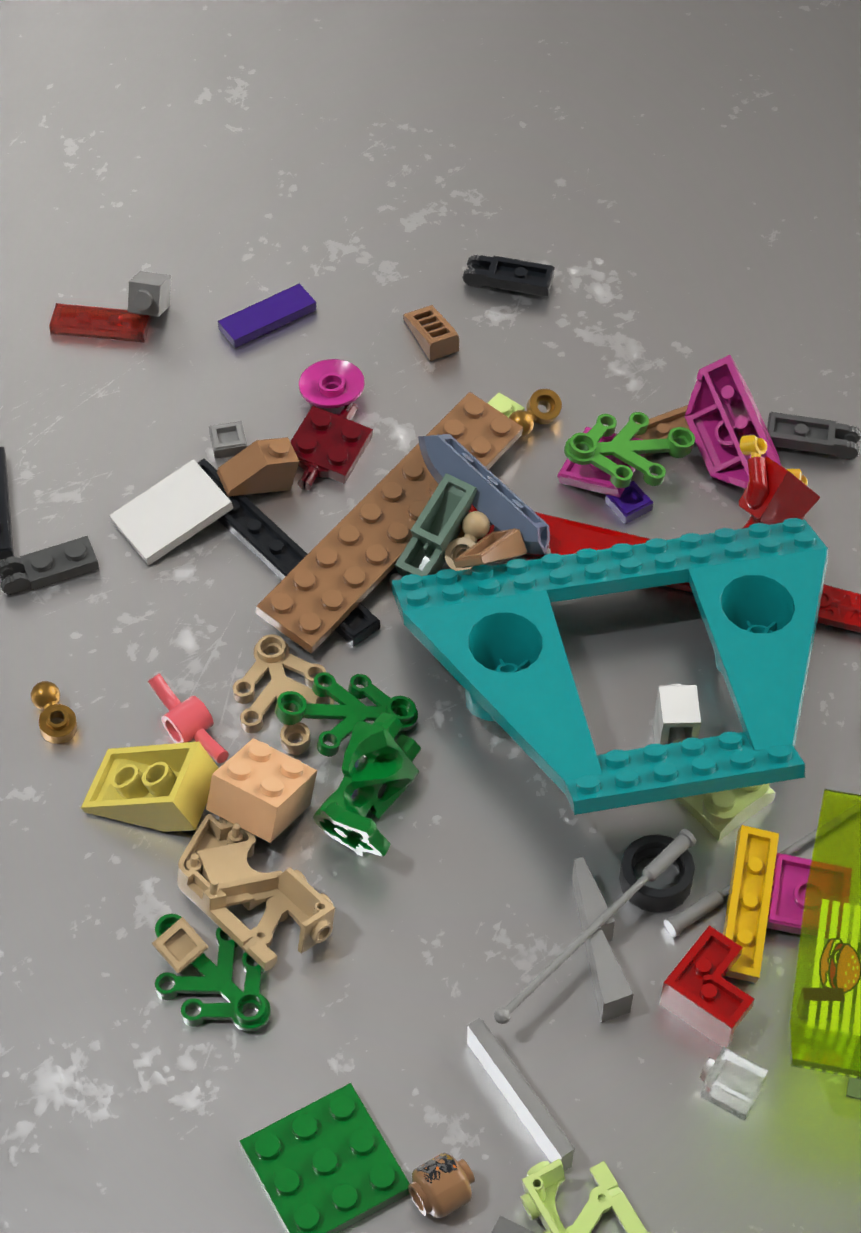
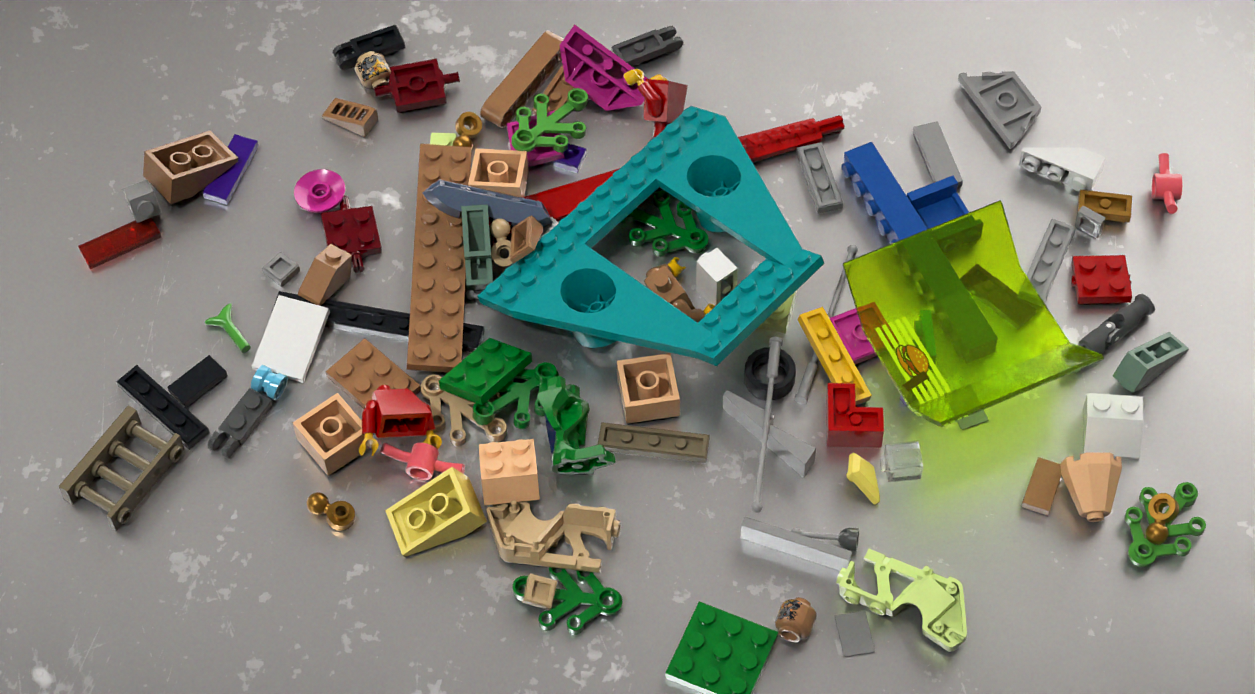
camera: 35 degrees left, 5 degrees up
(46, 499) = (197, 381): none -> black tile
(108, 538) = (269, 382): none -> medium azure wheel
(119, 632) = (330, 433): none -> light nougat brick
(126, 457) = (224, 321): none -> bright green piece
(194, 650) = (396, 415): none -> red torso
(217, 607) = (365, 370): none -> medium nougat plate
(223, 284) = (187, 165): none -> medium nougat slope
(334, 666) = (485, 371): none -> green plate
(458, 866) = (654, 442): none -> dark tan tile
(491, 298) = (372, 70): none -> head
(496, 798) = (648, 388): none -> light nougat brick
(525, 337) = (417, 85): none -> dark red plate
(531, 469) = (500, 171): none -> light nougat brick
(590, 1132) = (847, 538): none -> hinge
(609, 706) = (664, 283): none -> medium nougat torso
(644, 392) = (523, 80): none -> medium nougat beam
(669, 637) = (666, 228): none -> green plant
(670, 1069) = (864, 477): none -> light yellow piece

